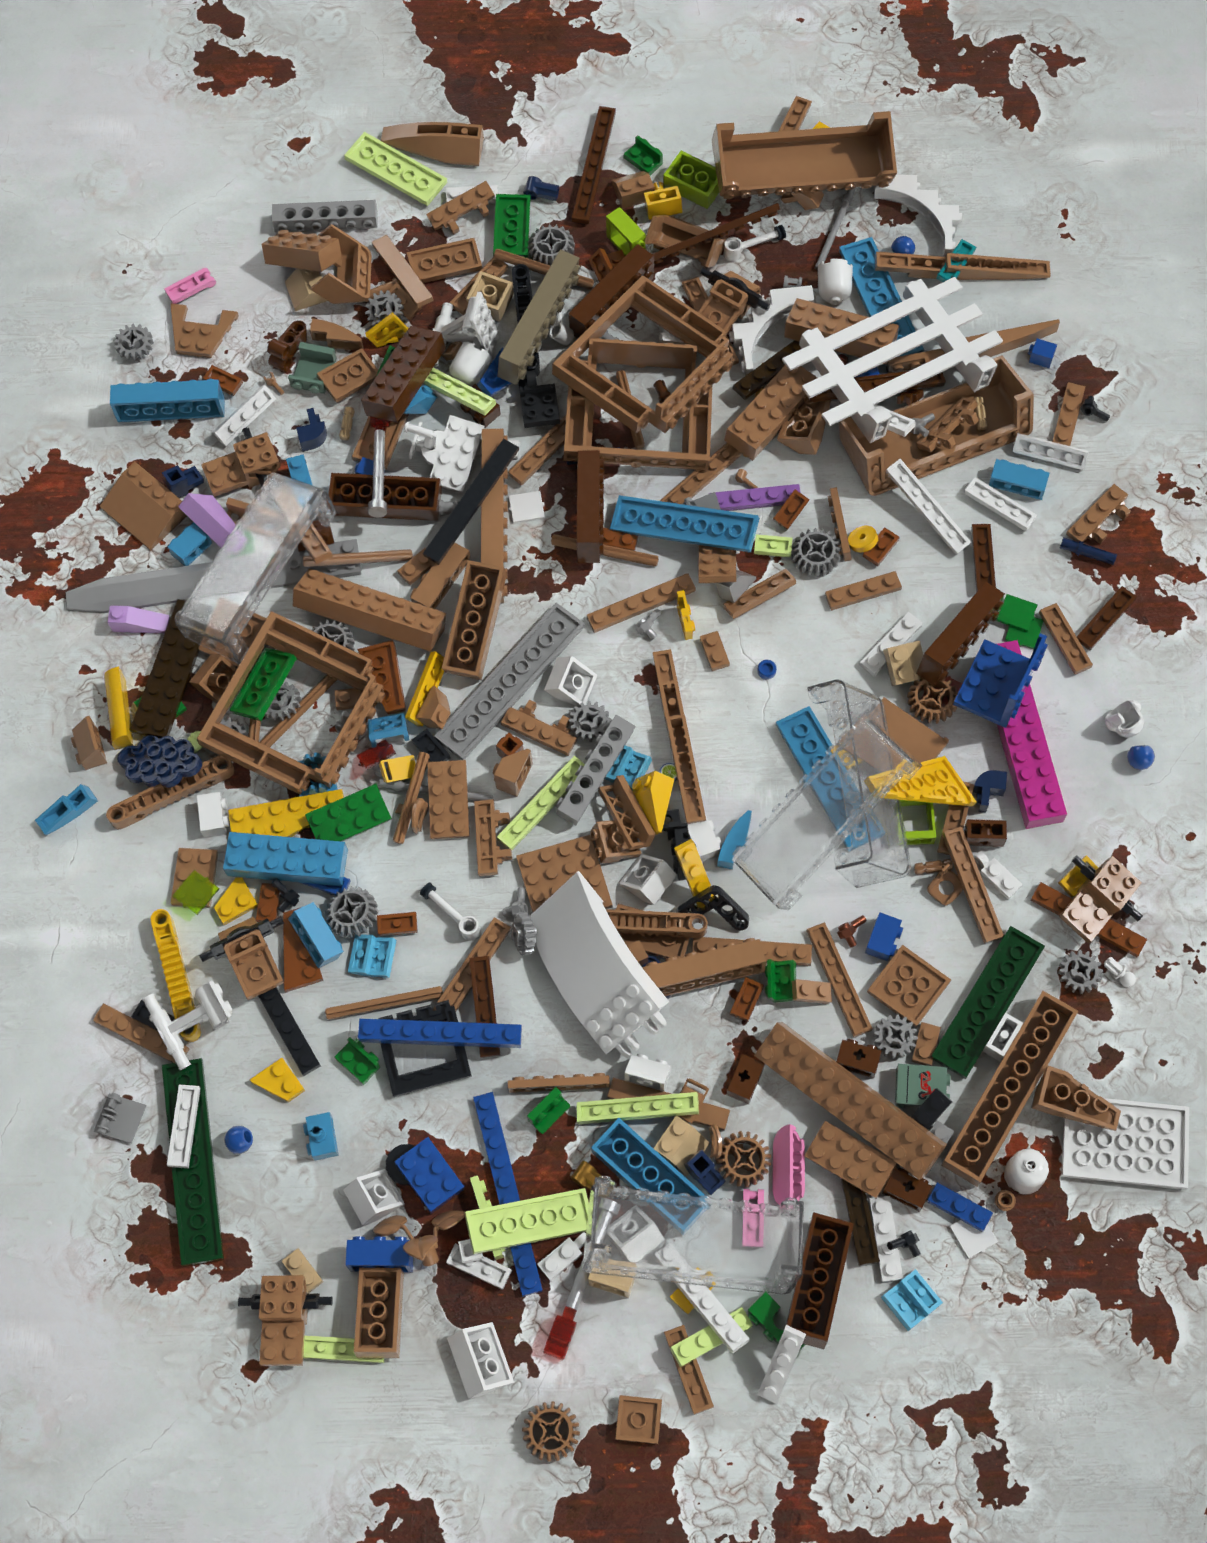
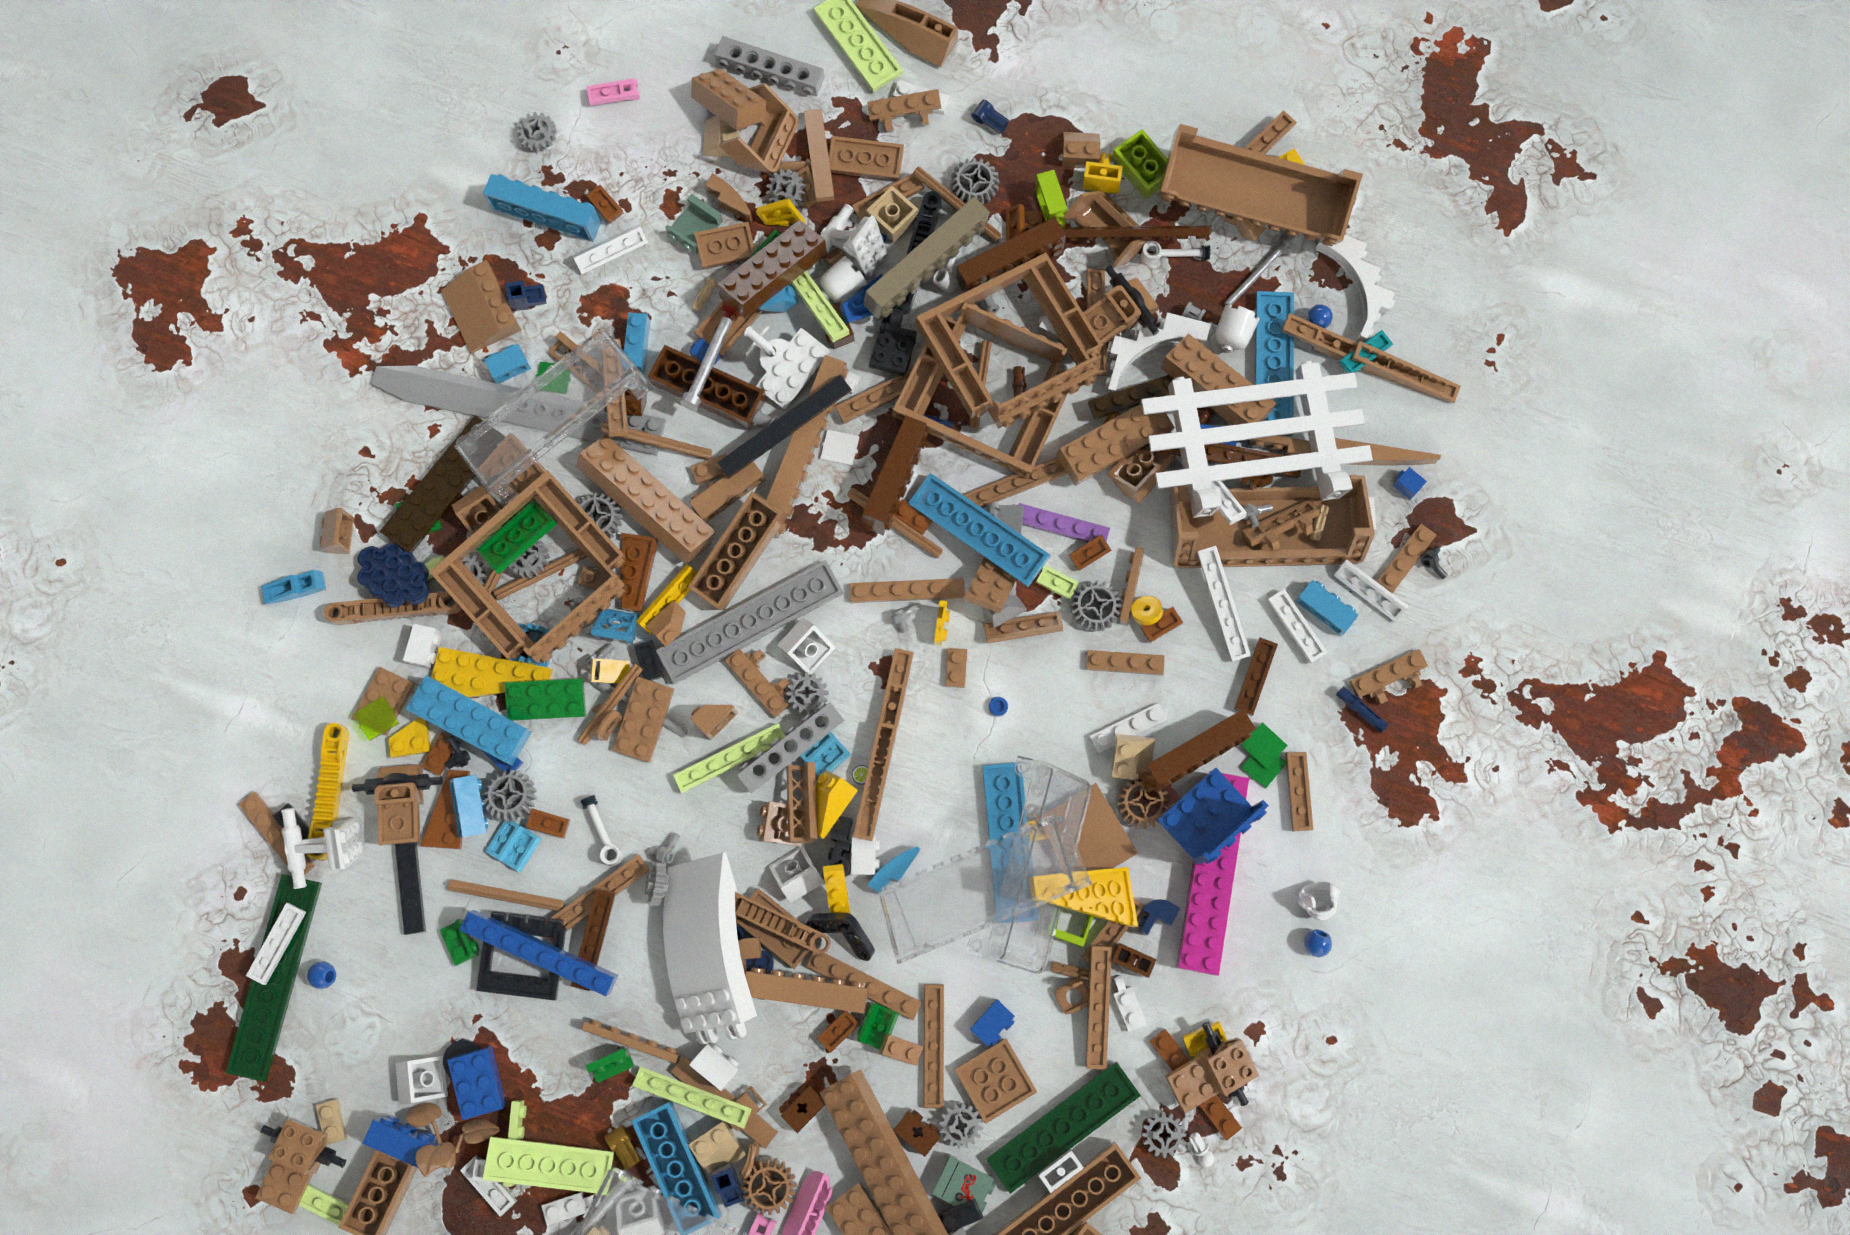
camera: 20 degrees right, 10 degrees up
(118, 708) = (377, 506): yellow brick -> none
(120, 1118) = (227, 908): light grey hinge -> none
(136, 620) = (429, 422): lavender slope -> none
(199, 338) = (600, 150): medium nougat wing -> none
(209, 516) = (534, 344): lavender slope -> none
(248, 465) = (592, 303): medium nougat piece -> none
(272, 382) = (651, 223): medium nougat hand -> none
(279, 1080) = (382, 931): yellow wing -> none
(286, 346) = (669, 195): reddish brown piece -> none
(314, 434) = (667, 294): dark blue brick -> none
(321, 1136) = (397, 1002): dark azure brick -> none
(374, 755) = (594, 648): clear red piece -> none
(488, 852) = (669, 757): medium nougat hinge -> none
(506, 1186) = (544, 1117): blue plate -> none
(509, 745) = (721, 691): dark orange brick -> none
(512, 223) = (946, 144): green plate -> none
(554, 865) = (721, 828): medium nougat plate -> none
(593, 165) = (1052, 109): reddish brown plate -> none
(644, 156) = (1106, 119): green bracket -> none
(741, 477) = (1057, 497): medium nougat hand -> none
(846, 931) = (961, 1002): copper piece -> none
(926, 1044) = (987, 1143): medium nougat plate -> none
(1106, 618) = (1348, 786): reddish brown plate -> none

